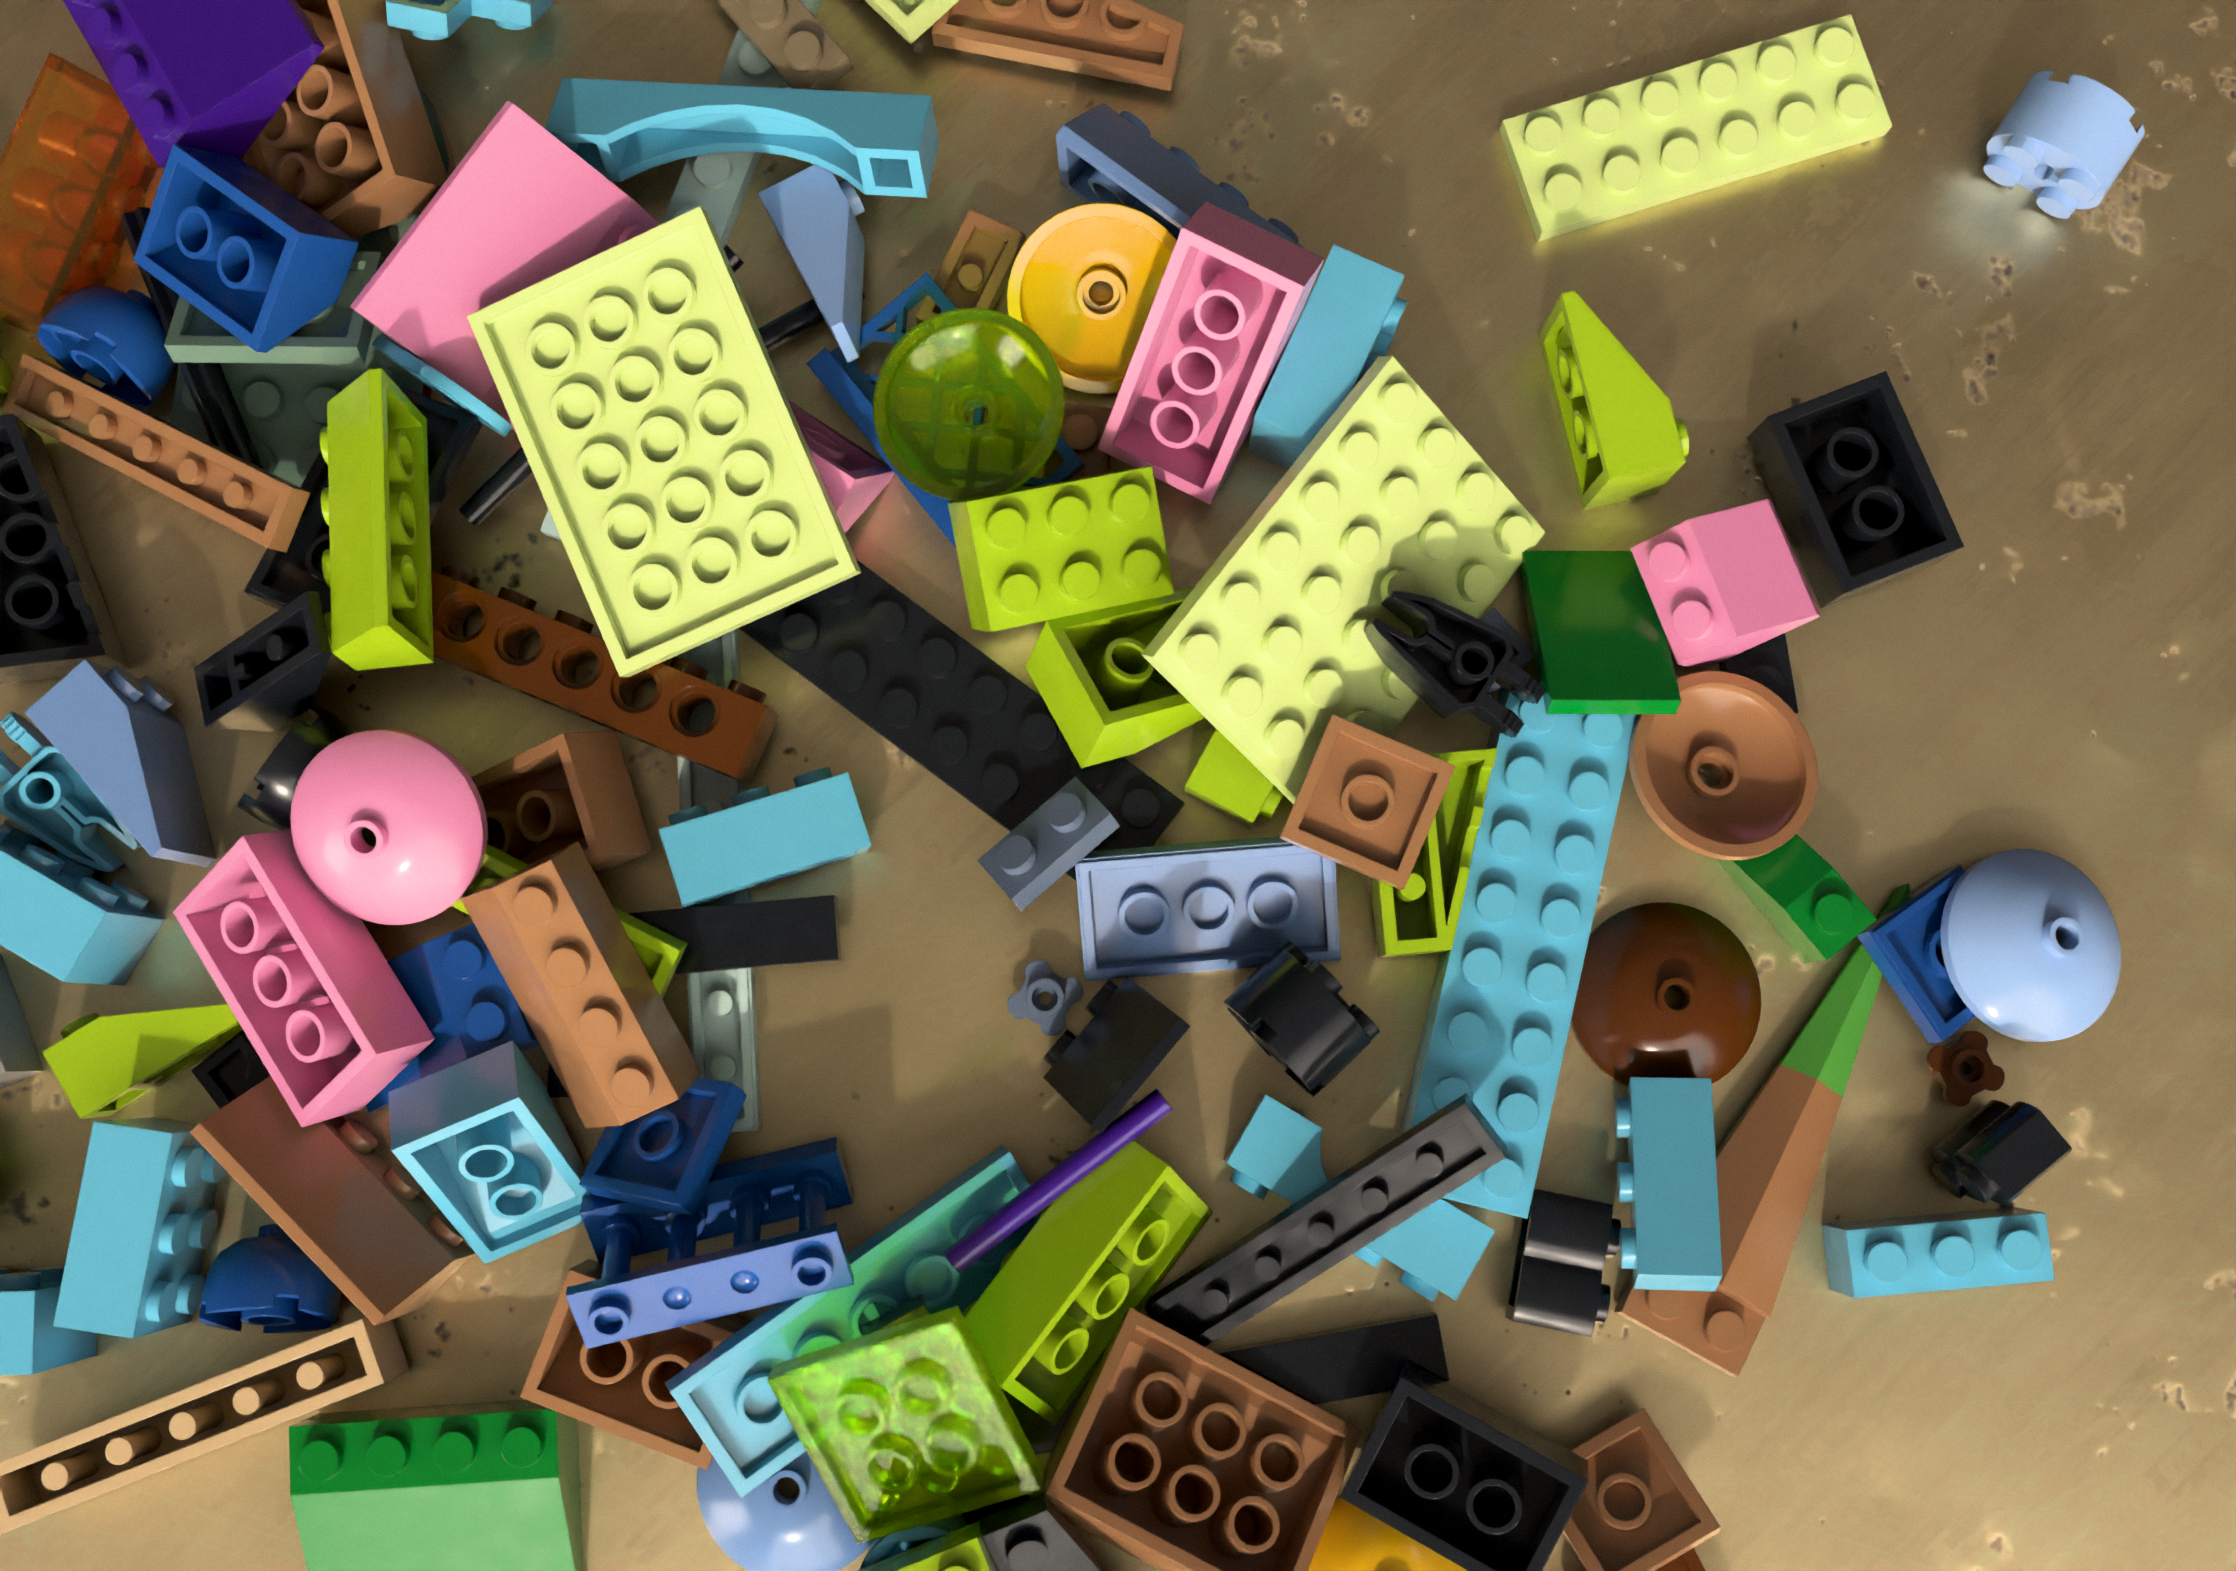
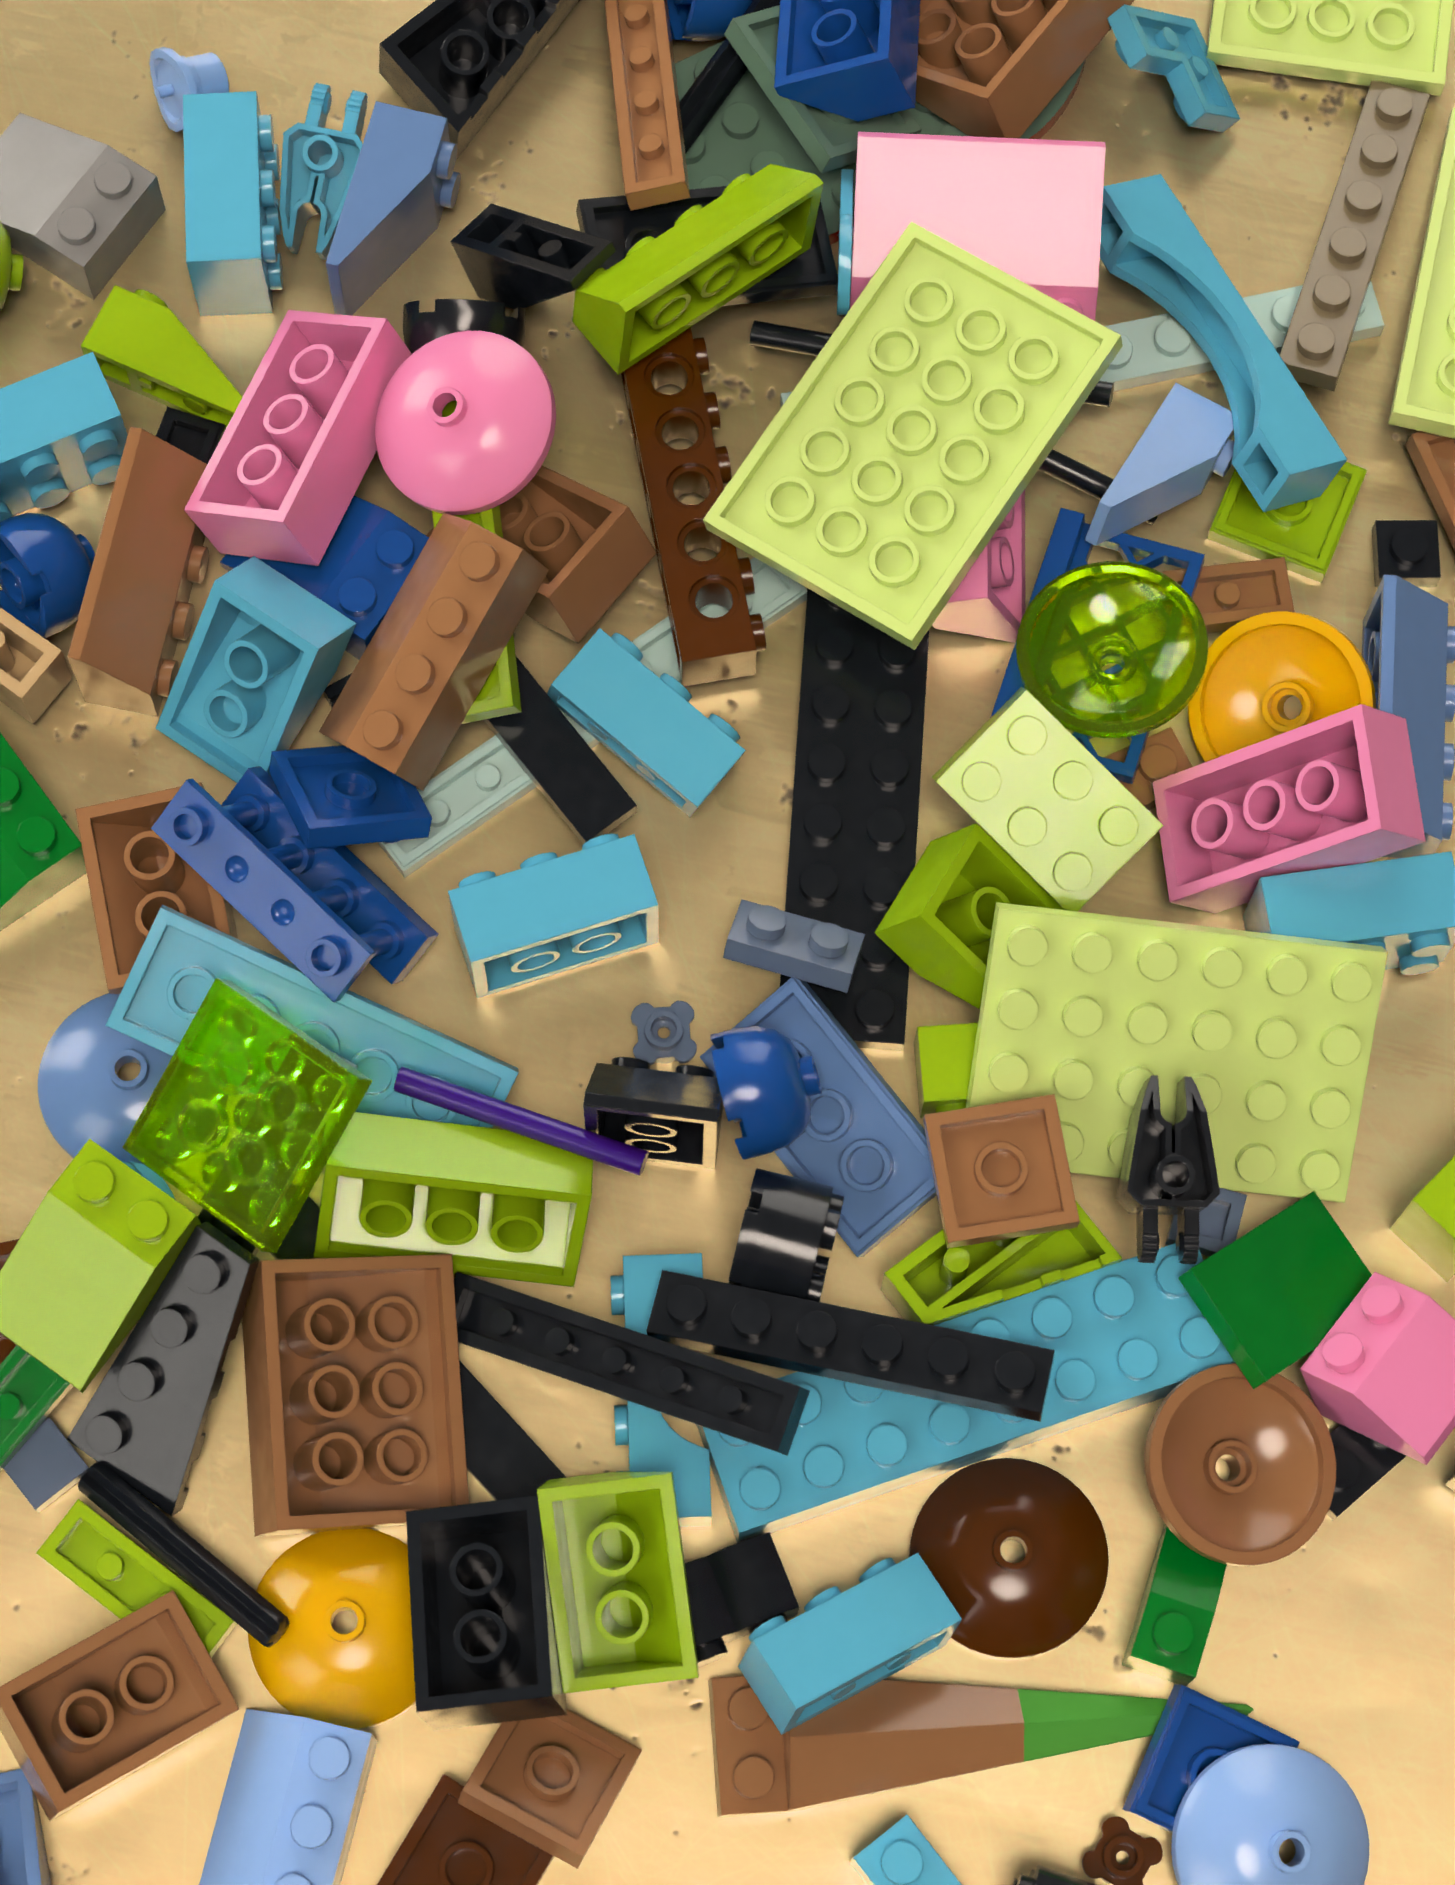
camera: 50 degrees right, 10 degrees down
(885, 1031) = (554, 914): none -> medium azure brick
(957, 184) = (1299, 532): none -> lime tile
(1027, 109) = (1407, 551): none -> black plate
(1162, 953) = (764, 1087): none -> blue cylinder
(1433, 1025) = (851, 1345): none -> black plate
(1504, 1350) = (617, 1580): none -> lime slope

